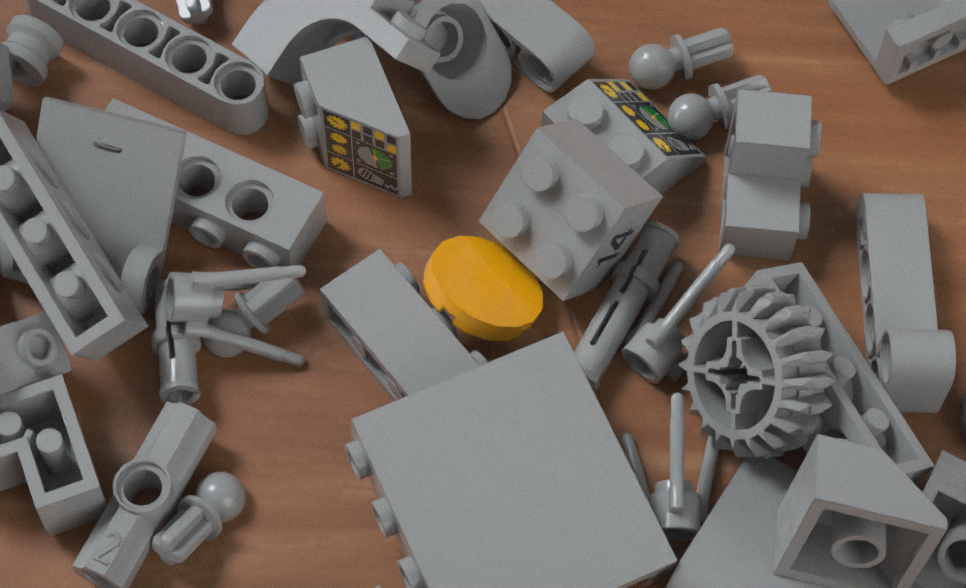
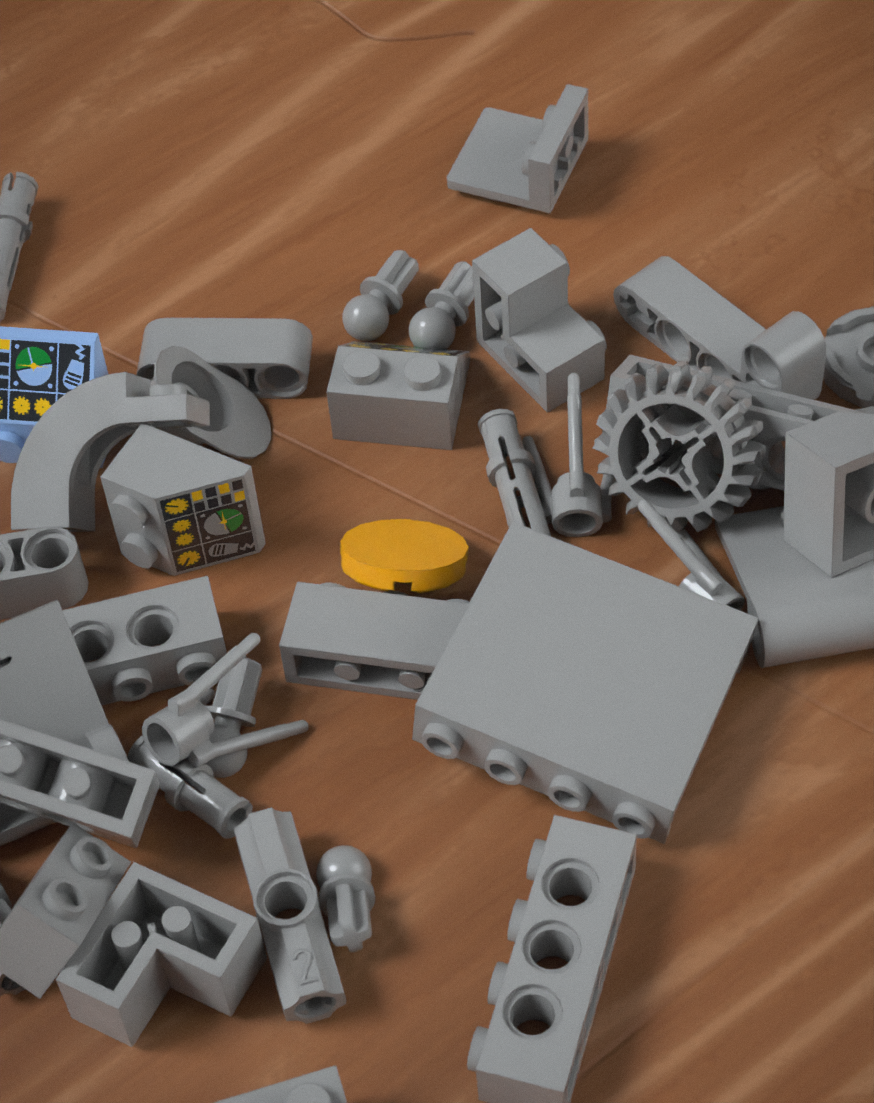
camera: 35 degrees left, 10 degrees down
(569, 208) = (418, 443): light grey brick -> none

